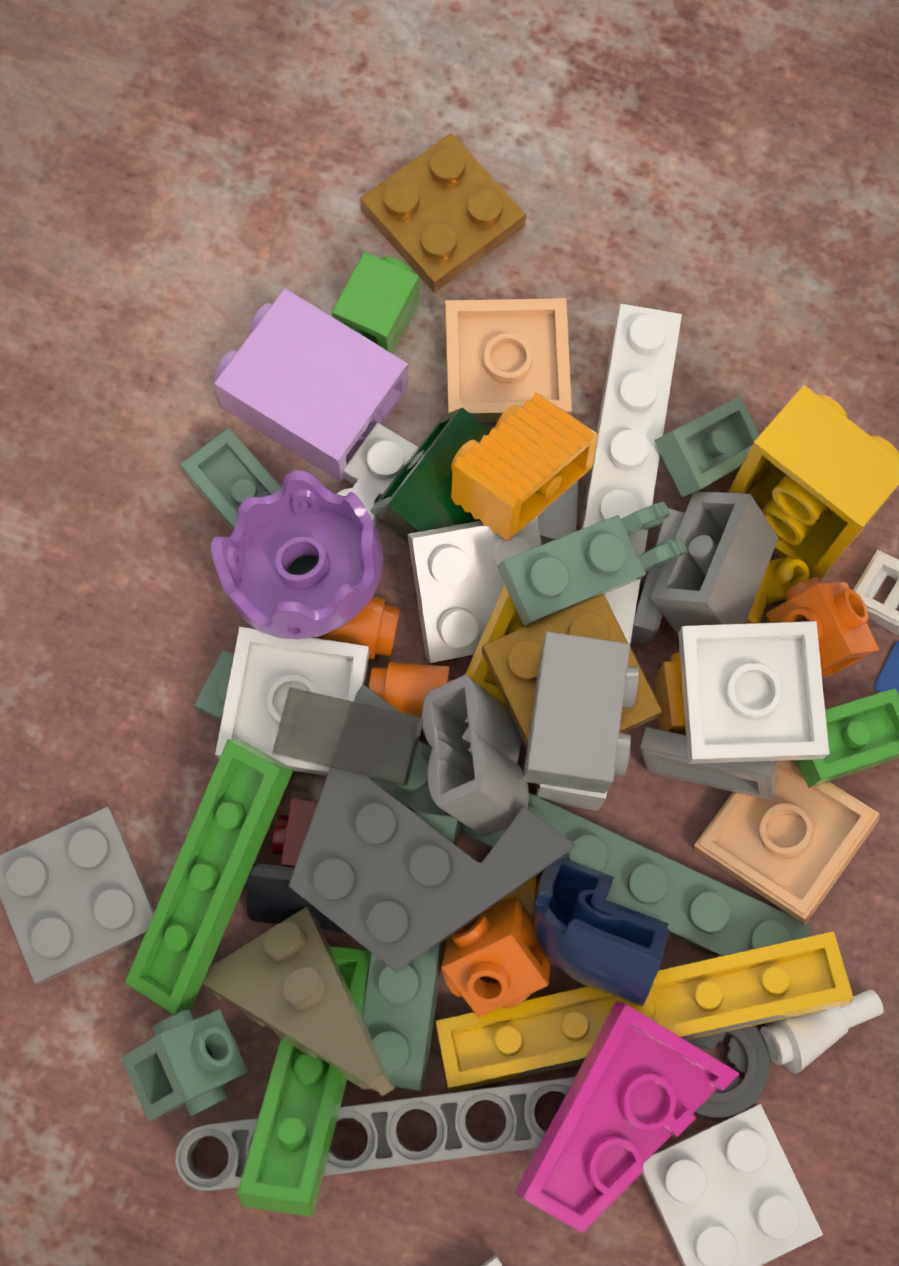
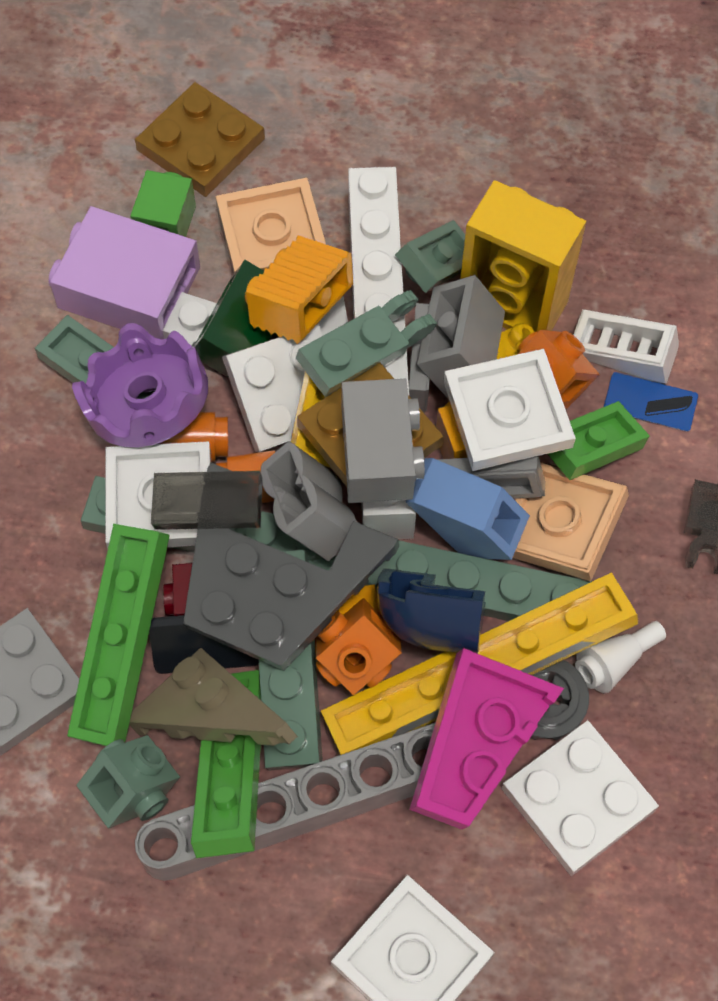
camera: 10 degrees left, 10 degrees down
(675, 809) = (469, 511): none -> medium blue slope

